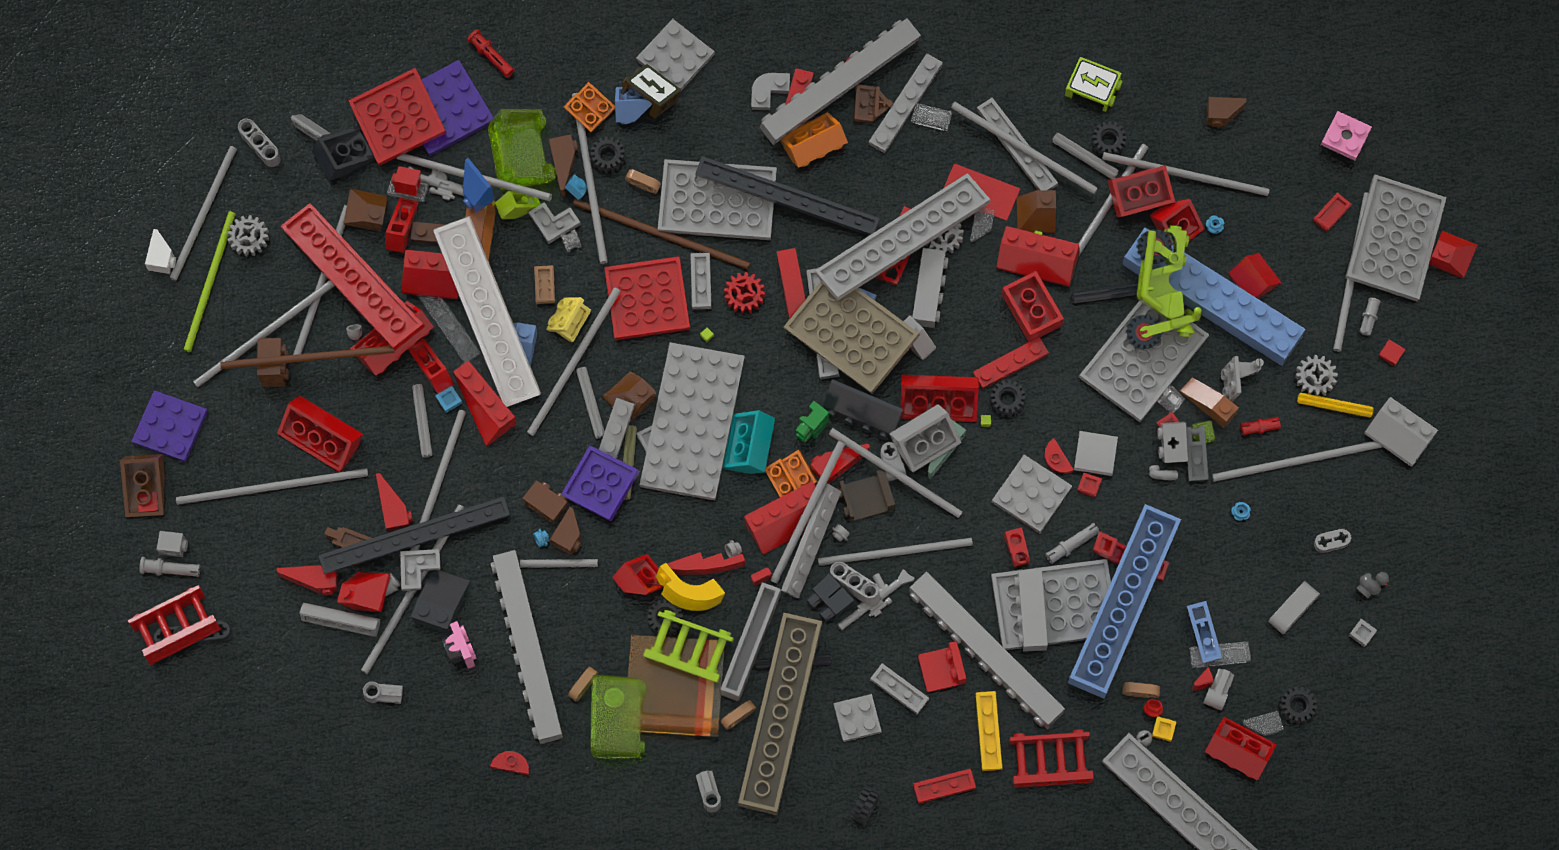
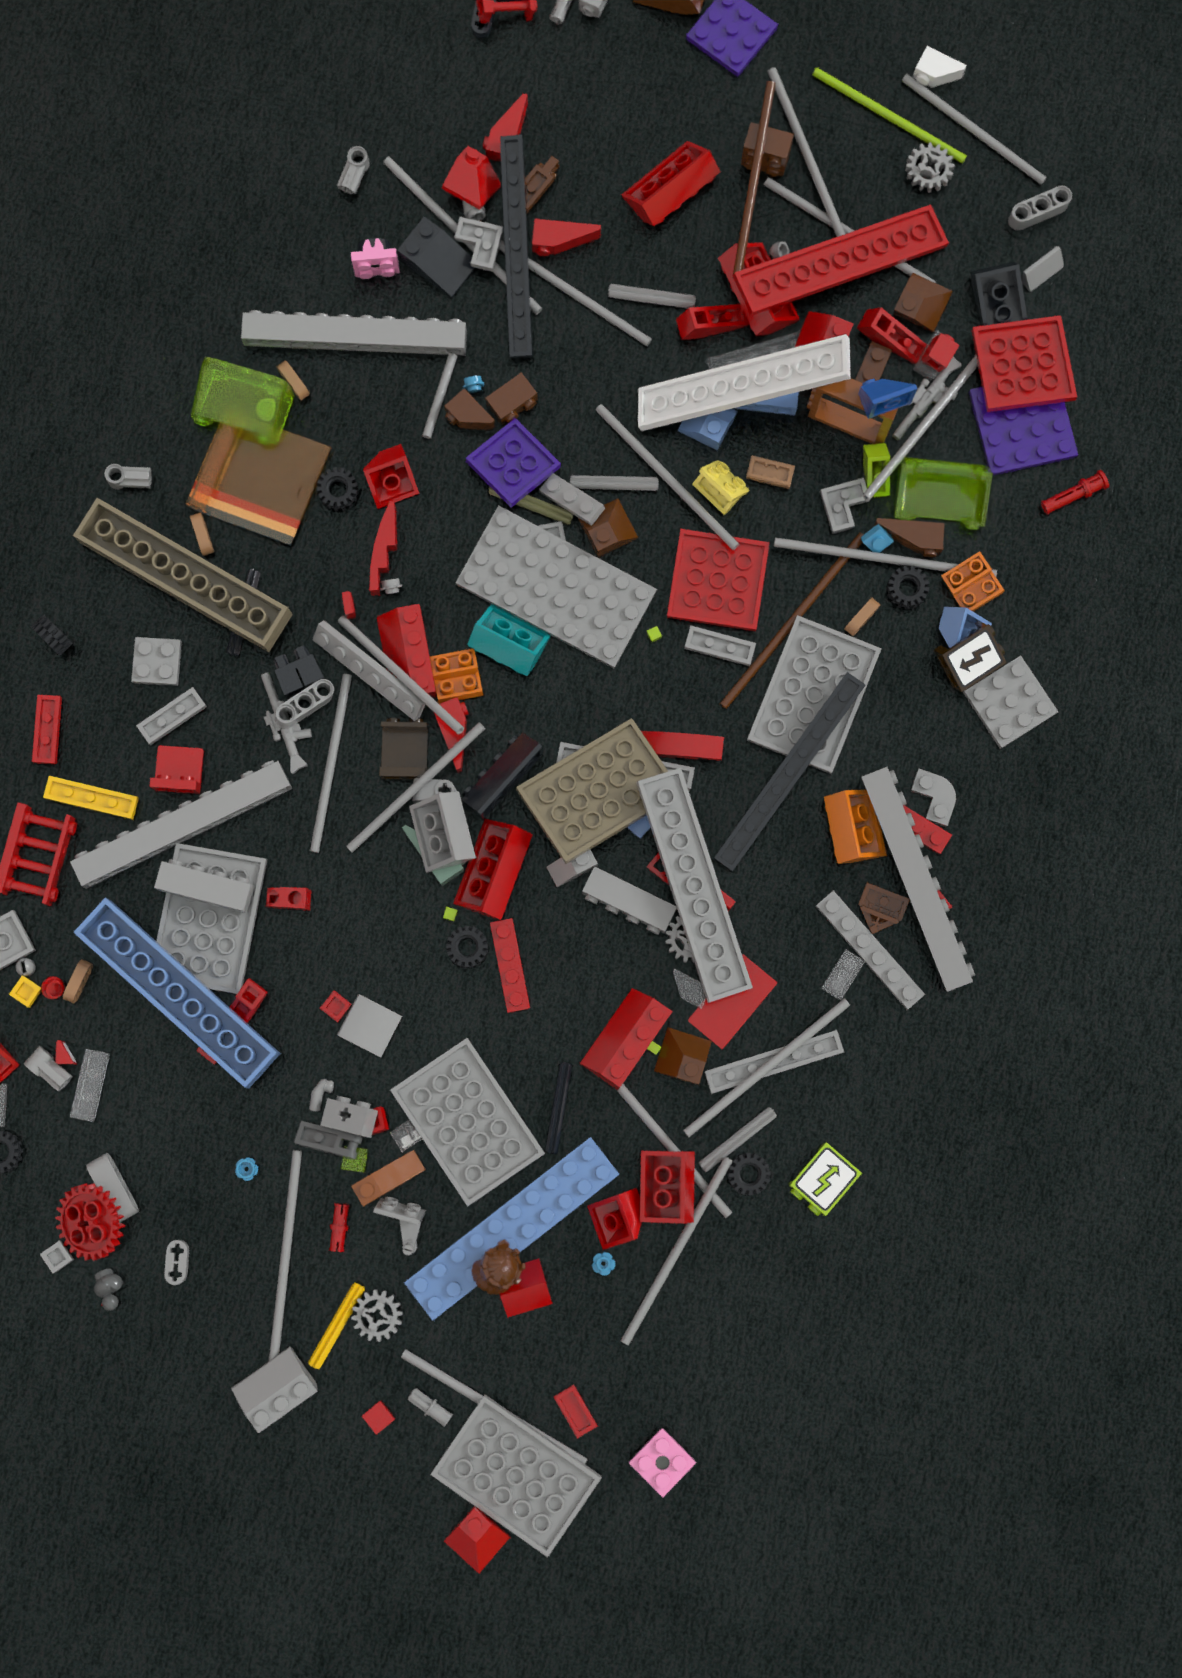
camera: 105 degrees right, 10 degrees up
(272, 486) = (627, 120): light grey piece -> none
(339, 619) = (452, 148): light grey brick -> none
(448, 399) = (666, 330): dark azure plate -> none
(485, 406) = (646, 368): red wedge -> none
(511, 762) = (234, 283): red plate -> none
(570, 240) = (814, 515): clear wheel -> none
(689, 596) = (347, 516): yellow arch -> none
(692, 665) = (281, 480): lime fence -> none
(742, 300) = (682, 681): red gear -> none
(750, 642) = (276, 569): light grey brick -> none
(813, 424) = (502, 714): green hips -> none
(840, 533) = (371, 708): light grey plate -> none
(1031, 494) = (346, 937): light grey plate -> none
(1032, 306) = (566, 1010): red brick -> none
(1056, 459) = (378, 978): red plate -> none
(1066, 547) = (272, 961): light grey pin -> none
(1156, 290) = (529, 1157): lime piece -> none
(1204, 631) = (118, 1074): medium blue slope -> none
(1223, 110) = (743, 1324): reddish brown slope -> none
(1250, 289) = (498, 1269): none -> reddish brown hair
(1332, 628) = (89, 1221): none -> red gear

